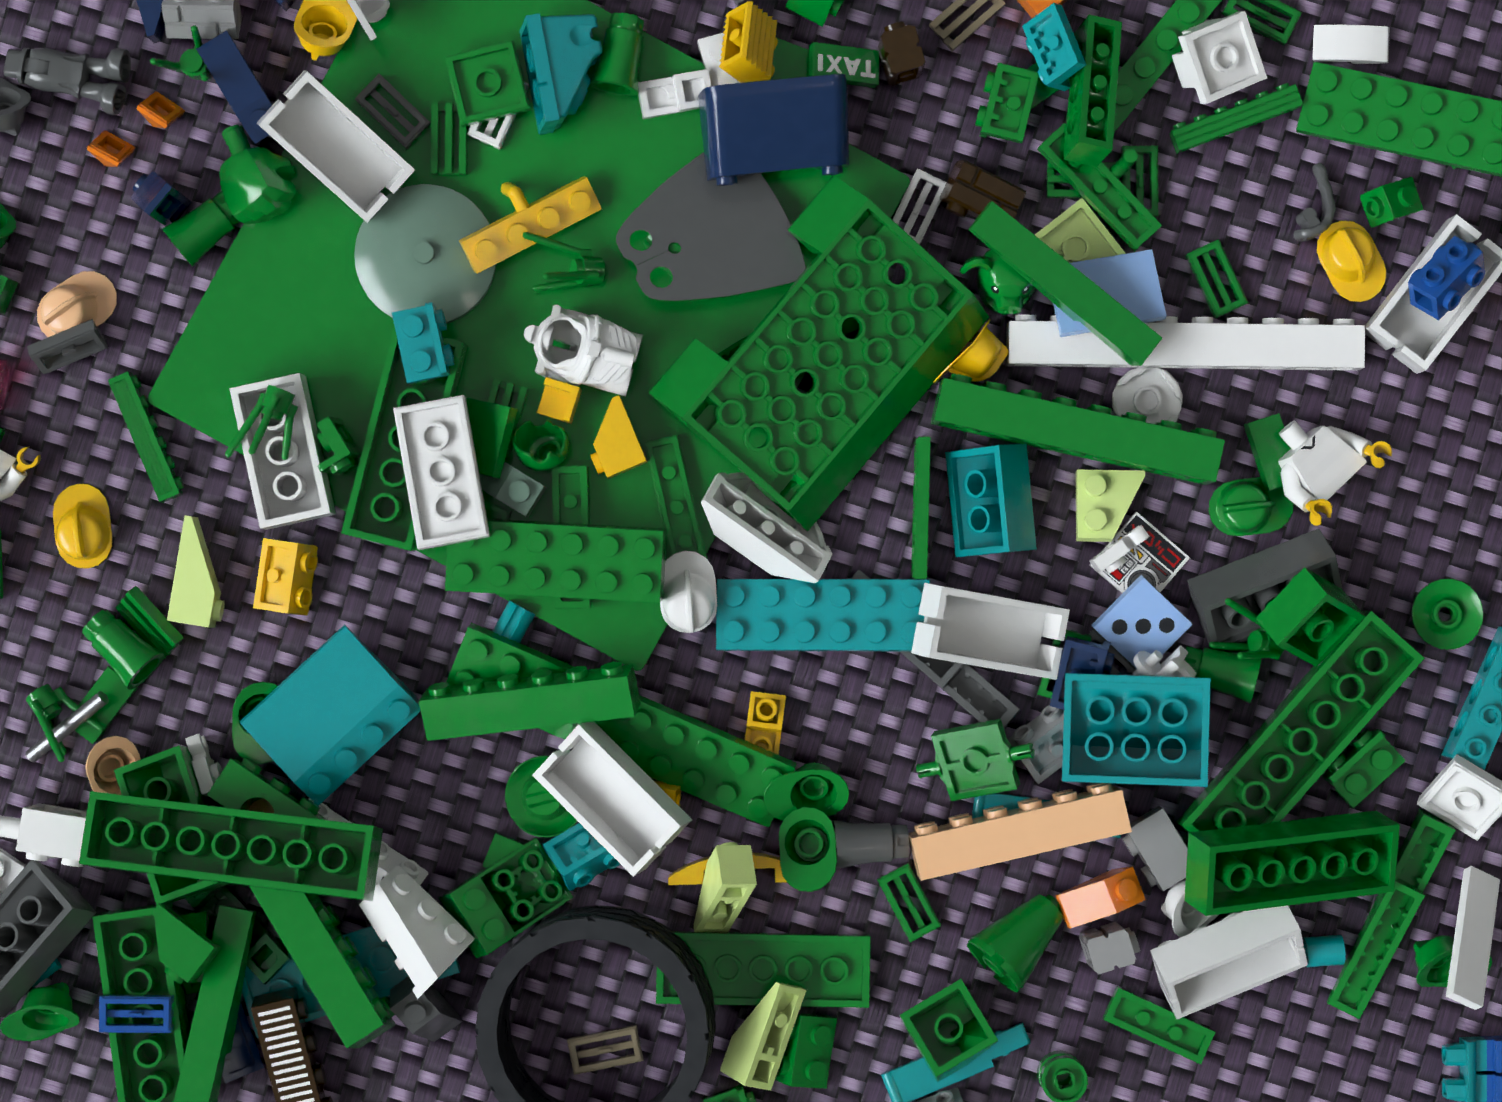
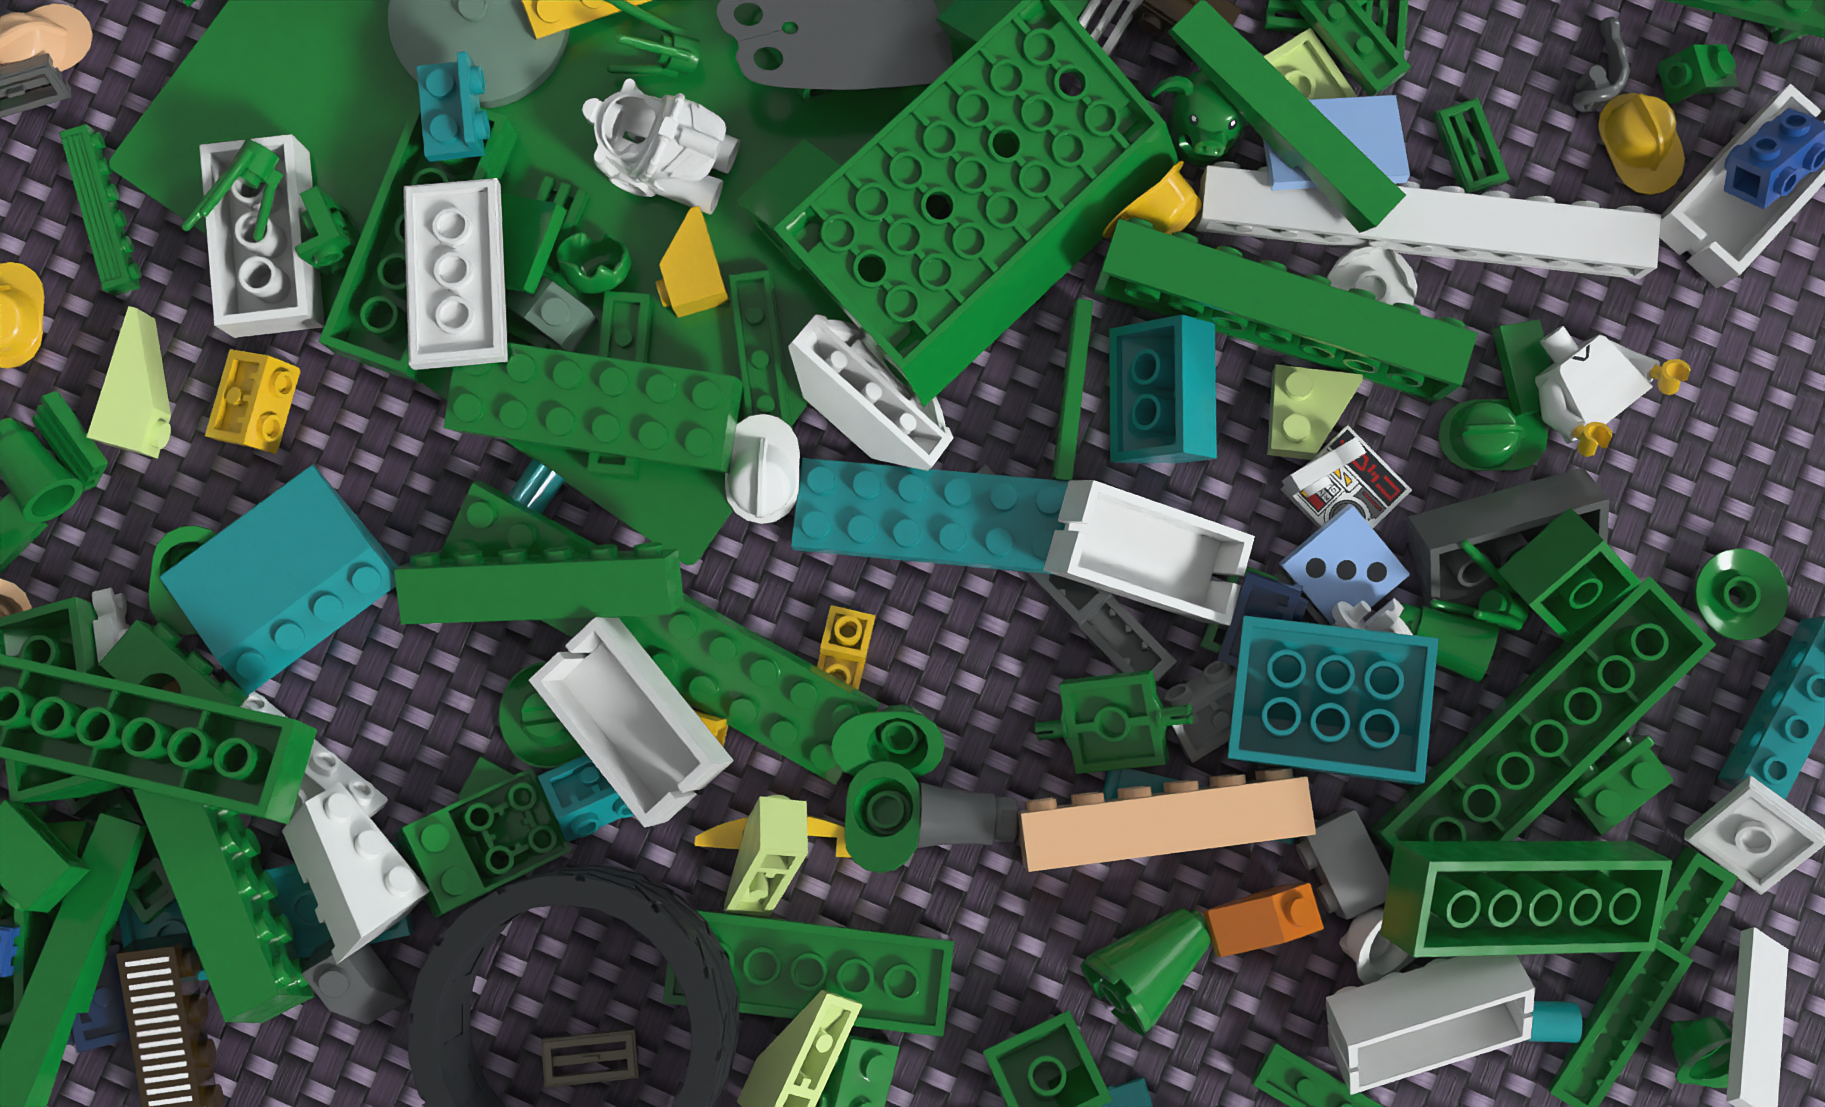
camera: 10 degrees right, 5 degrees down
(559, 400) = (625, 209): yellow panel -> none
(894, 875) = (994, 865): green tile -> none
(1109, 947) = (1269, 988): light grey brick -> none

